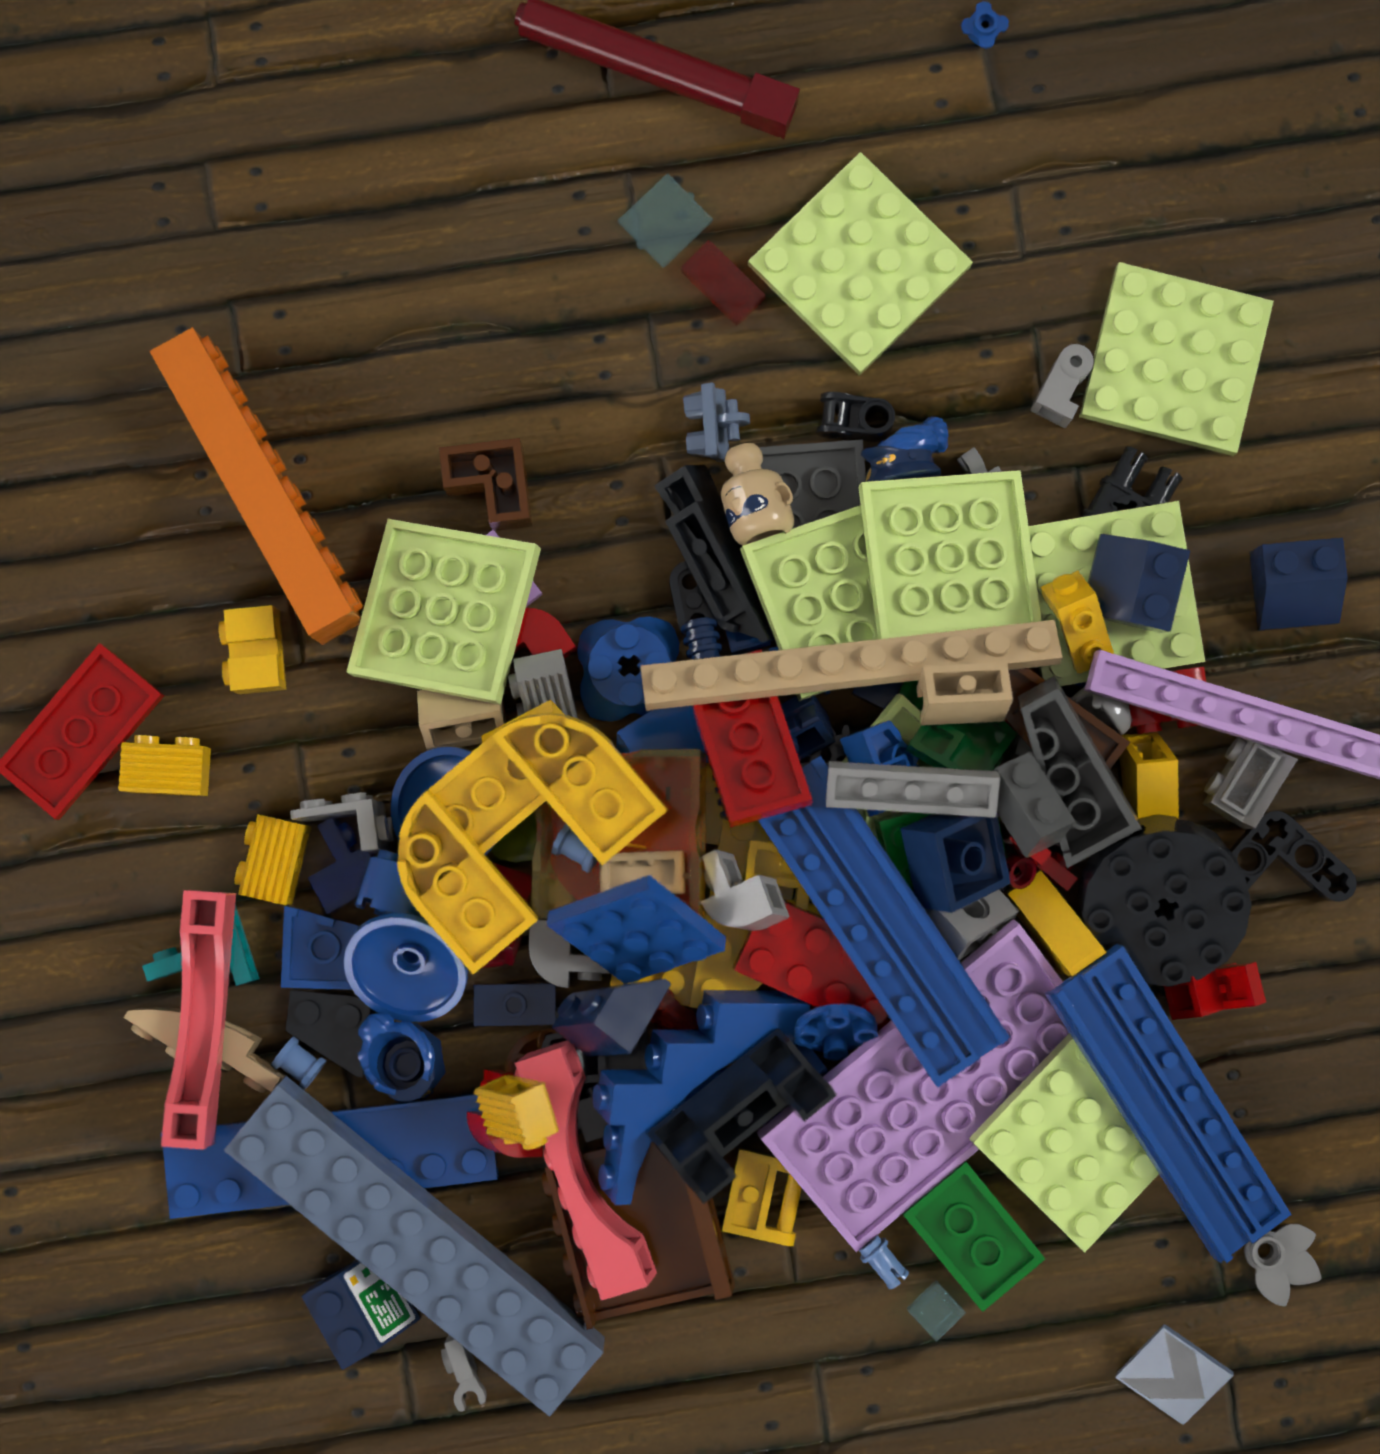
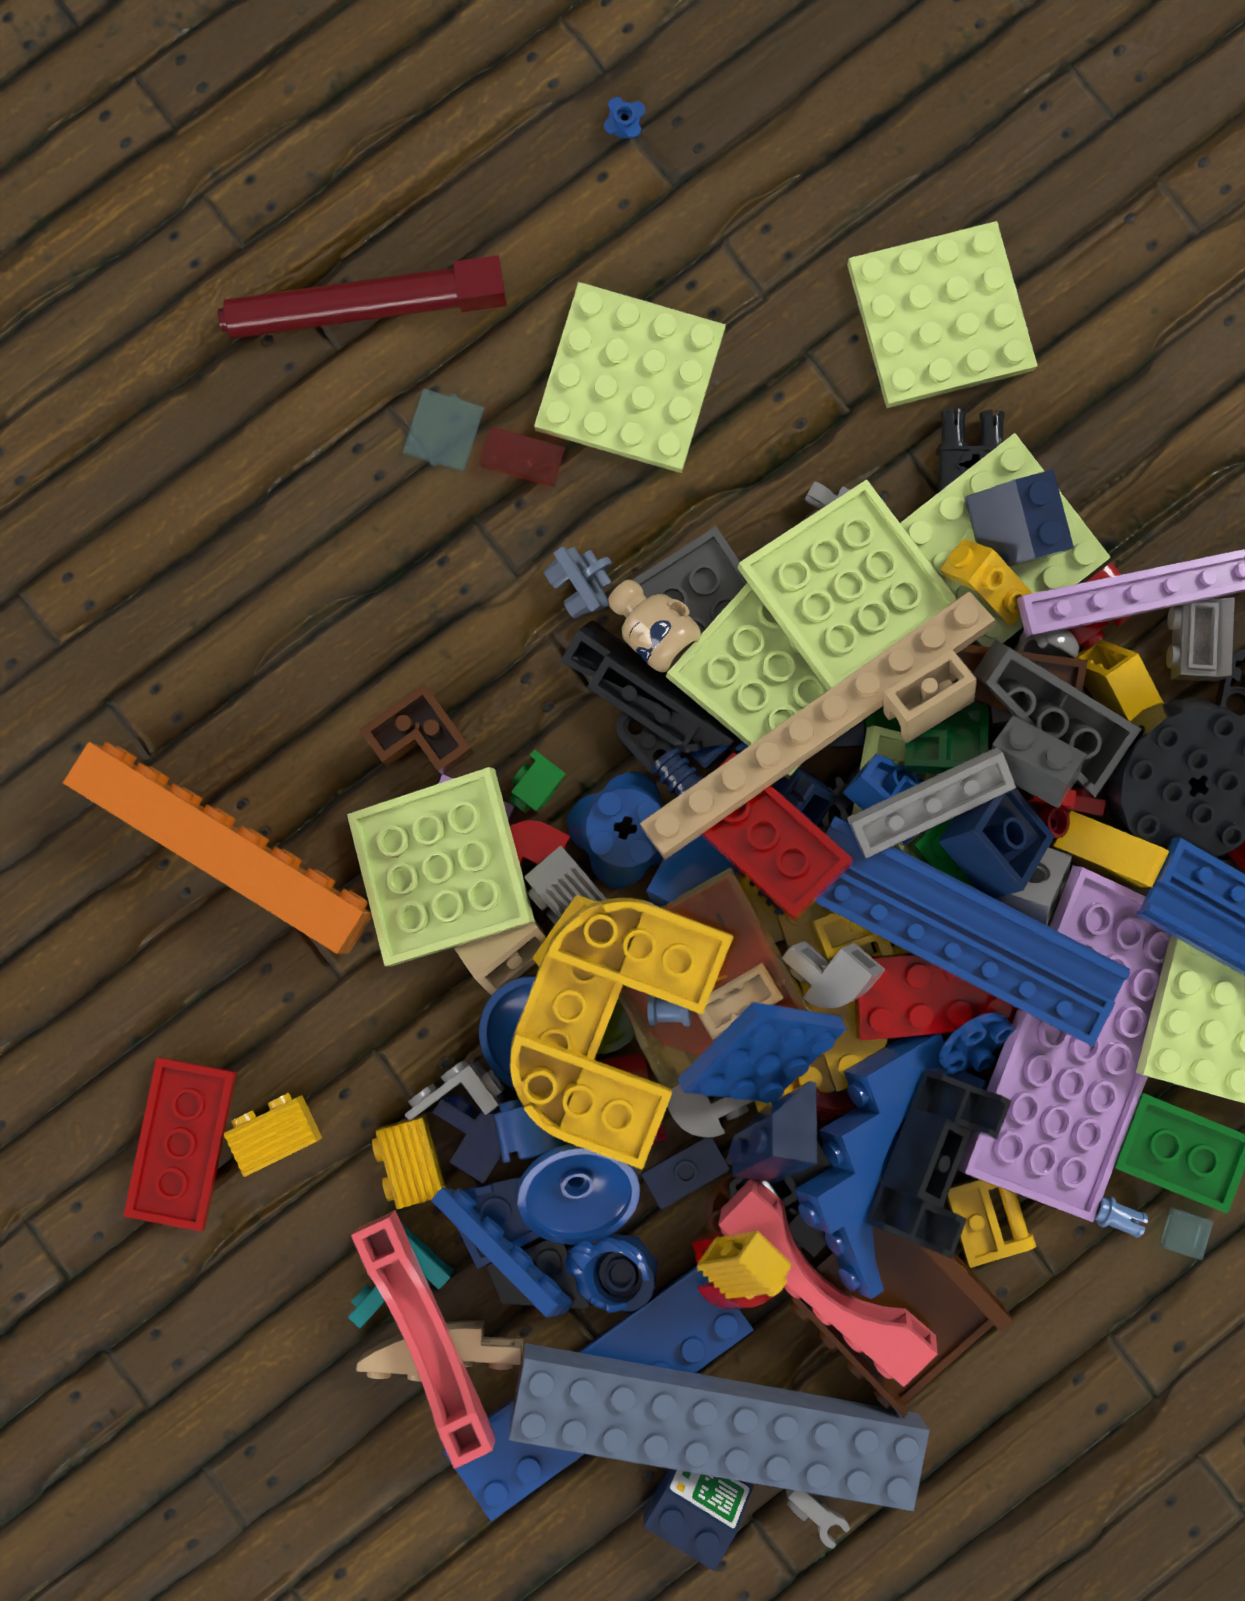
camera: 25 degrees left, 0 degrees up
(254, 650) = (293, 990): yellow brick -> none
(298, 1063) = (527, 1325): medium blue bush -> none
(311, 988) = (503, 1254): none -> blue wing
(571, 584) = (536, 784): none -> green brick
(852, 416) = (696, 511): black piece -> none
(908, 452) = (762, 516): piece -> none
(1066, 373) = (857, 392): light grey leg -> none
(1298, 583) = (1150, 448): dark blue slope -> none

